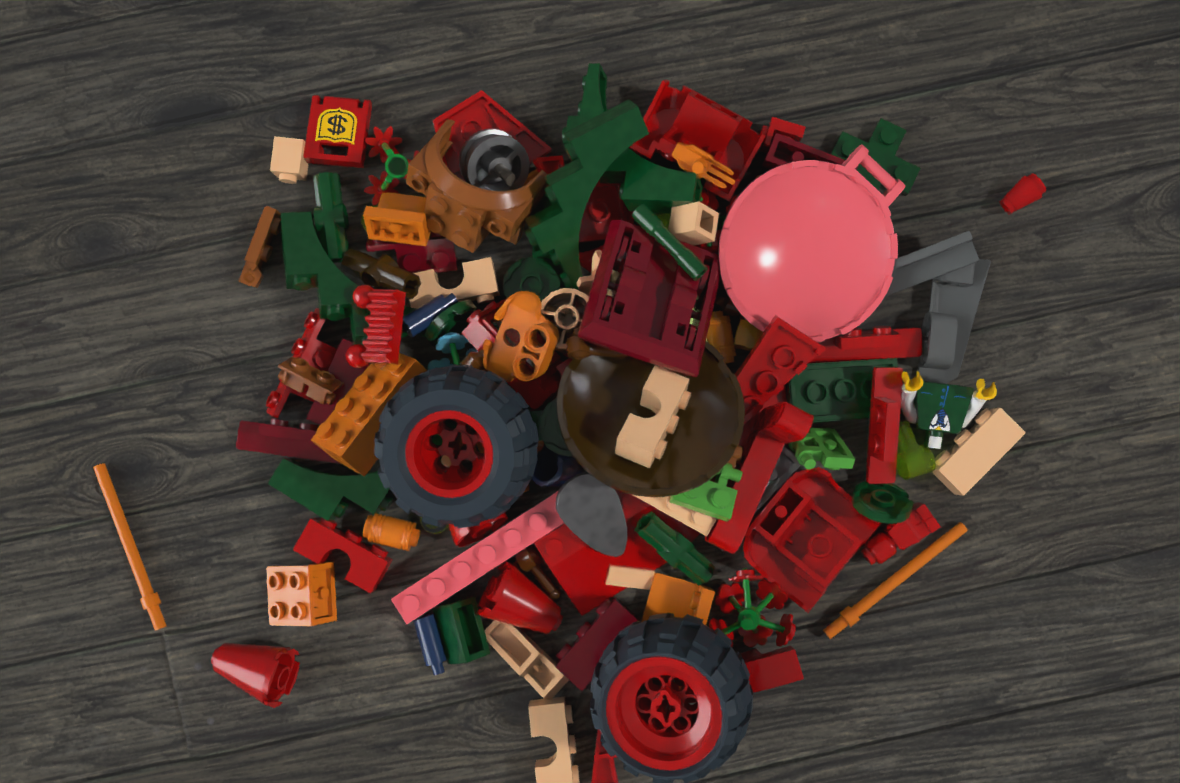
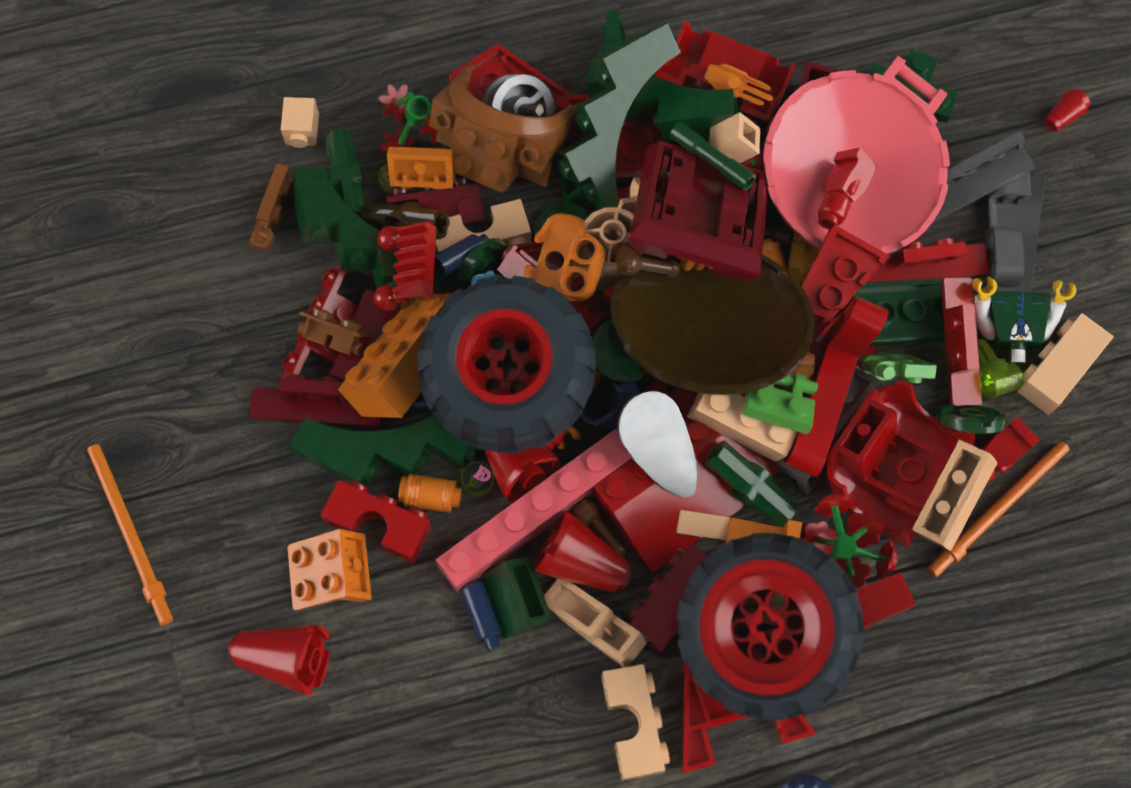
camera: 10 degrees left, 15 degrees down
(337, 124) = (348, 86): red container -> none
(643, 438) = (712, 332): light nougat arch -> none
(783, 128) = (805, 56): red bracket -> none
(793, 274) = (845, 185): none -> red piece
(854, 577) = (955, 495): none -> light nougat brick

